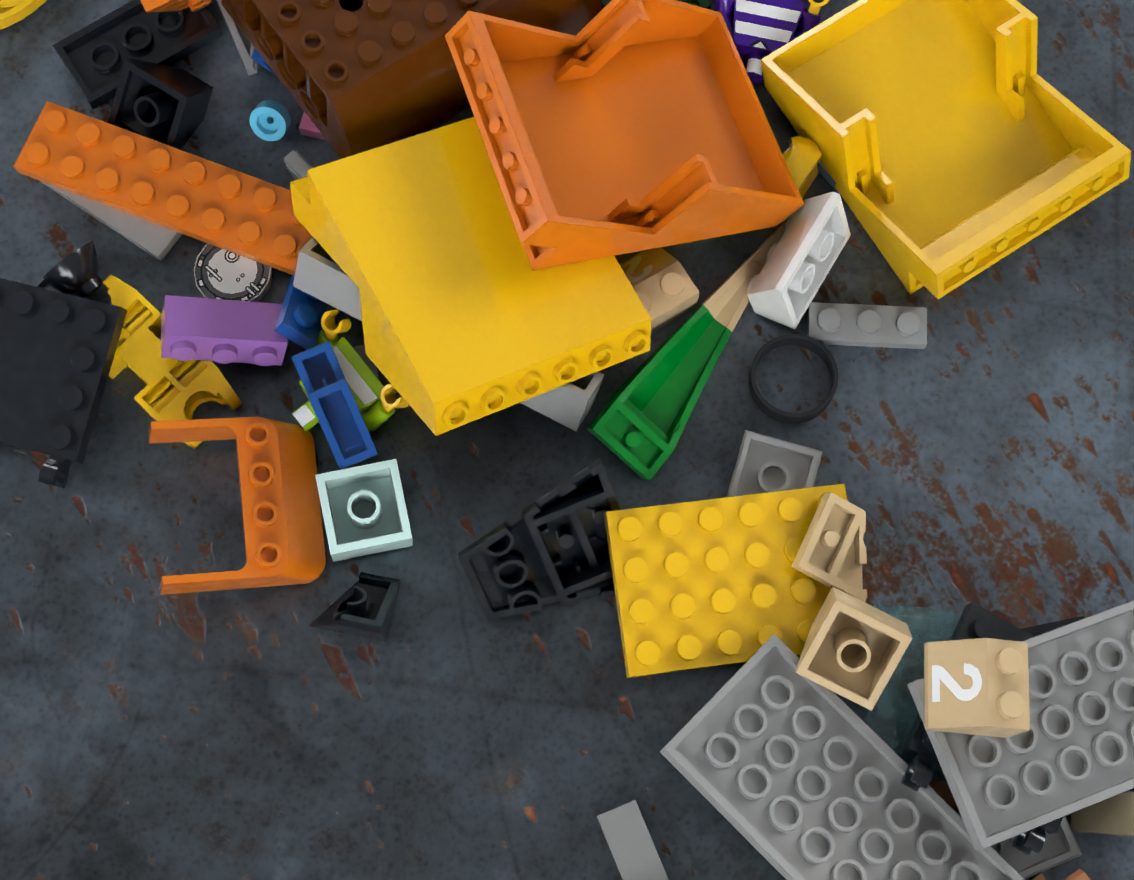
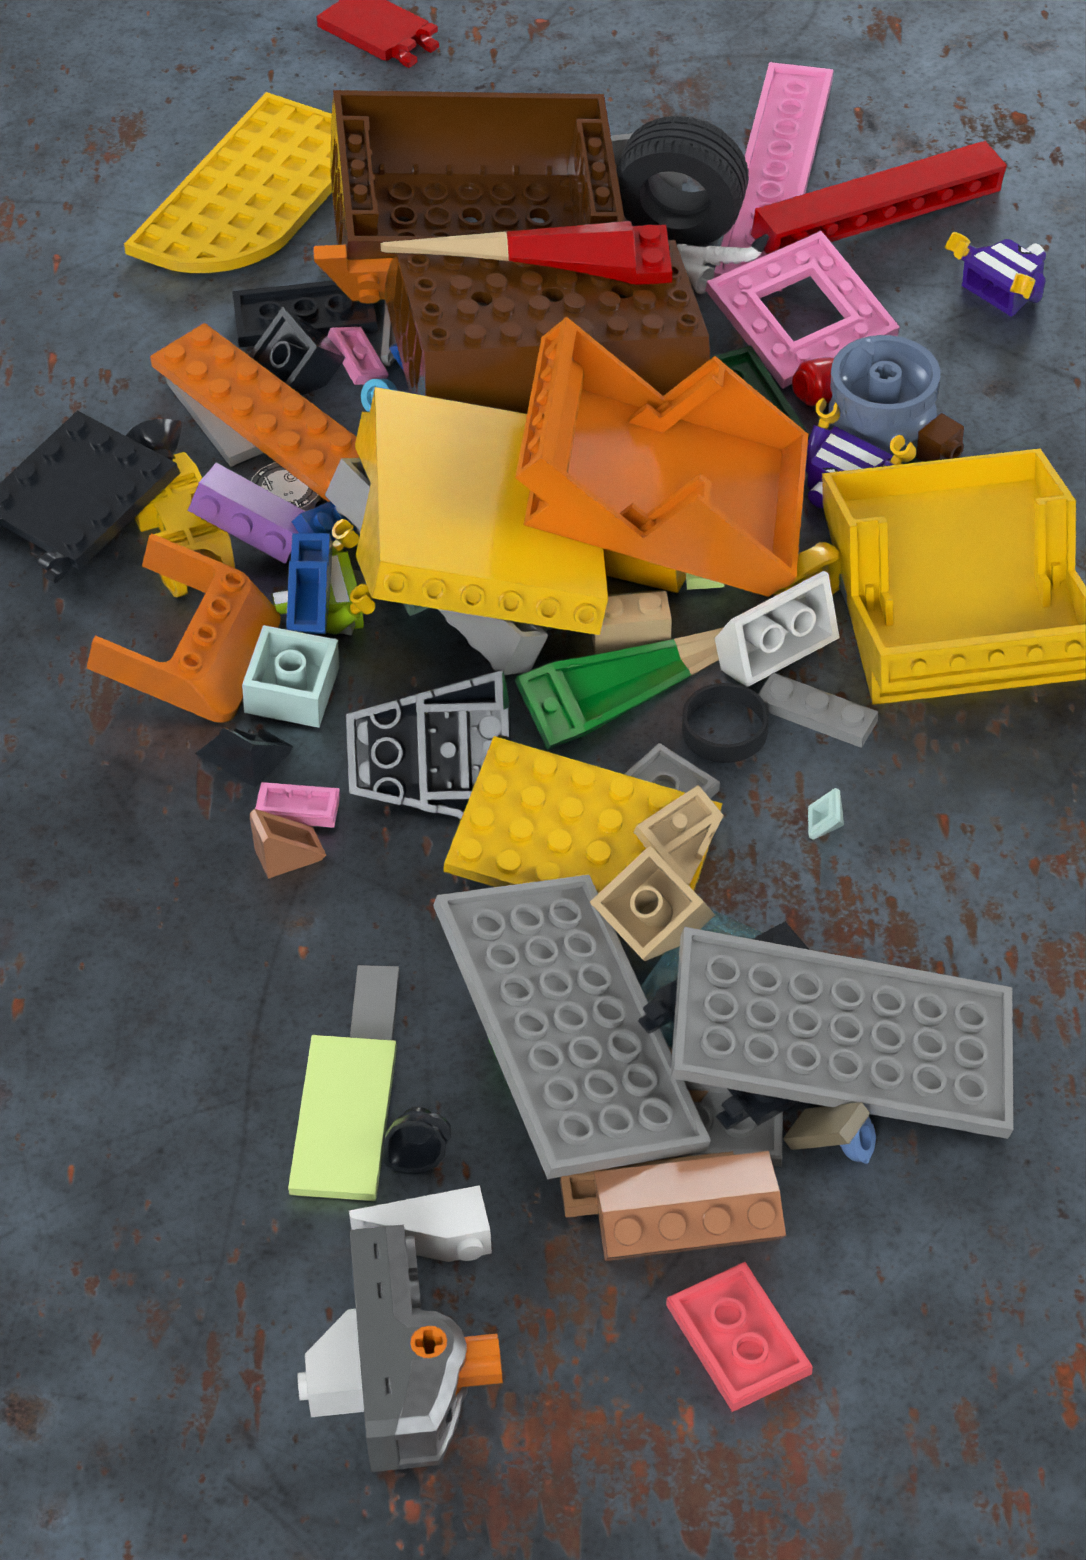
camera: 25 degrees right, 25 degrees down
(229, 80) = (361, 358): none -> bright pink plate
(443, 652) = (300, 803): none -> bright pink plate
(458, 704) = (283, 843): none -> nougat slope
(936, 449) = (825, 814): none -> light aqua slope
(977, 687) = (736, 945): tan slope -> none

